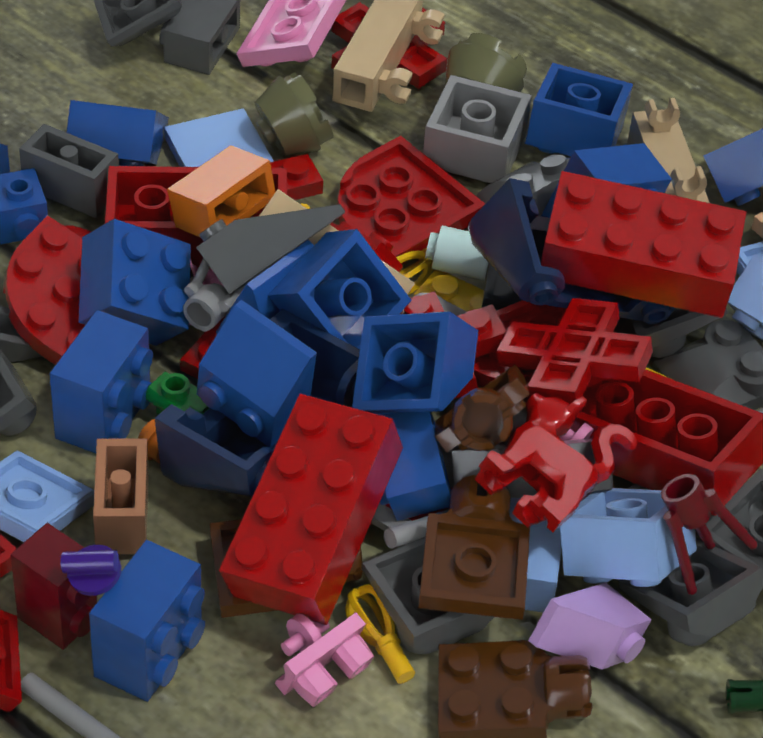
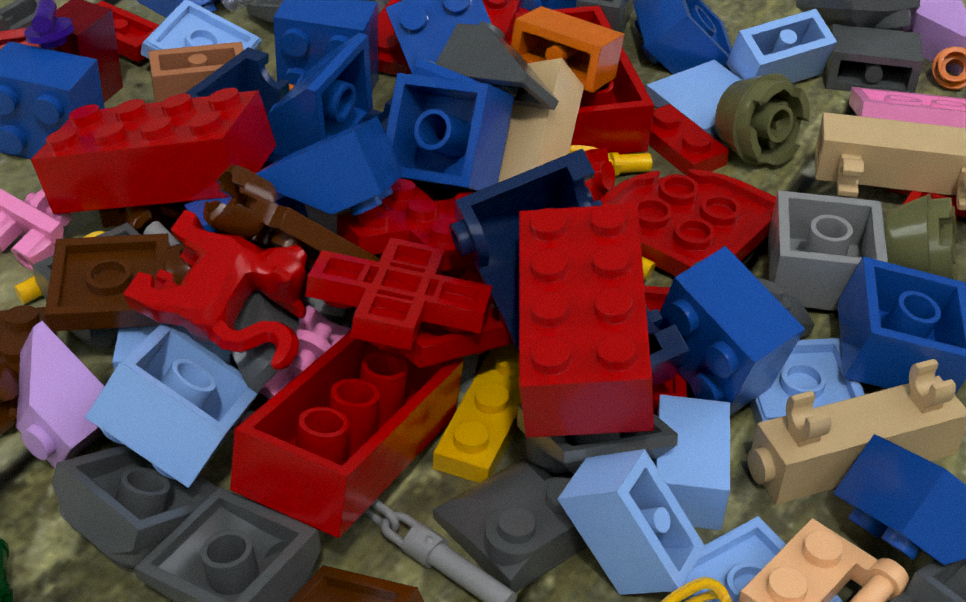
camera: 80 degrees right, 5 degrees down
(190, 75) = (788, 46): none -> light blue brick
(691, 508) = (155, 392): dark red plant -> none

